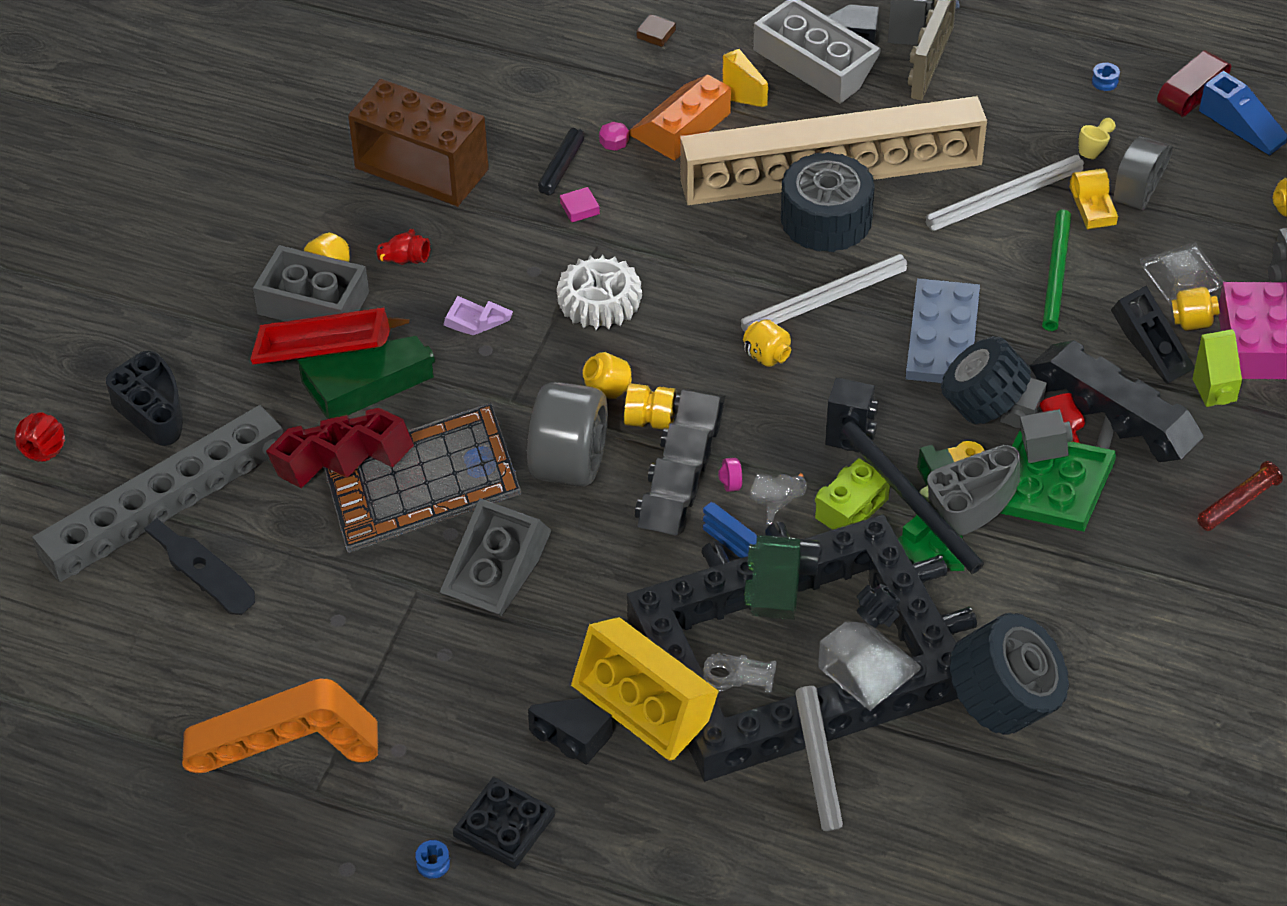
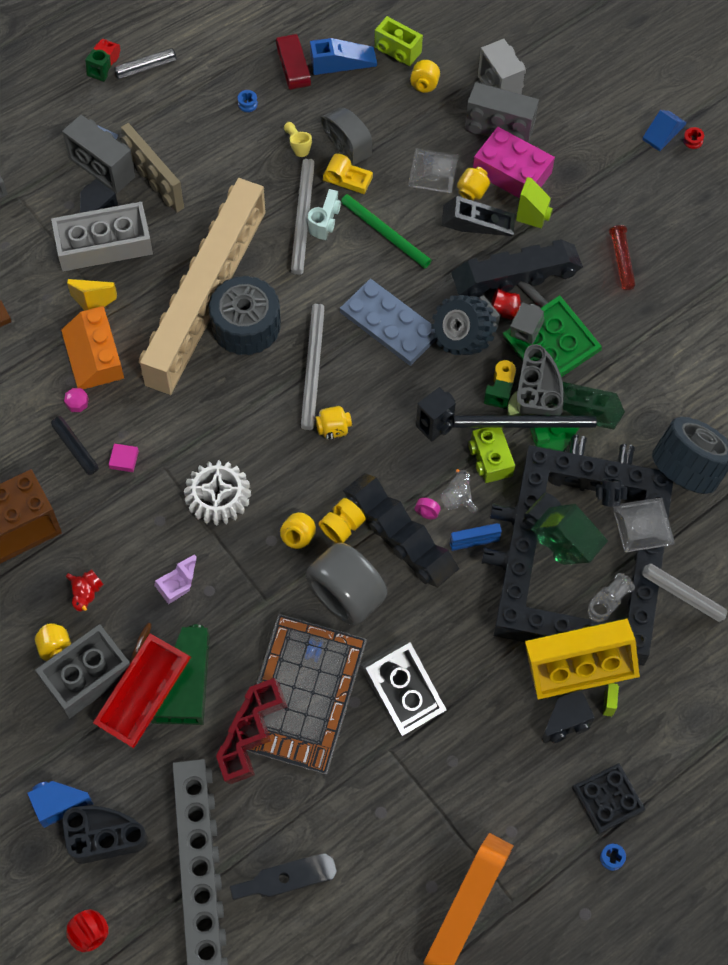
camera: 60 degrees left, 15 degrees up
(158, 336) = (54, 799): none -> blue slope
(626, 759) = (610, 699): none -> lime tile
(1001, 558) = (593, 402): none -> clear green slope
(1016, 208) = (324, 216): none -> light aqua plate

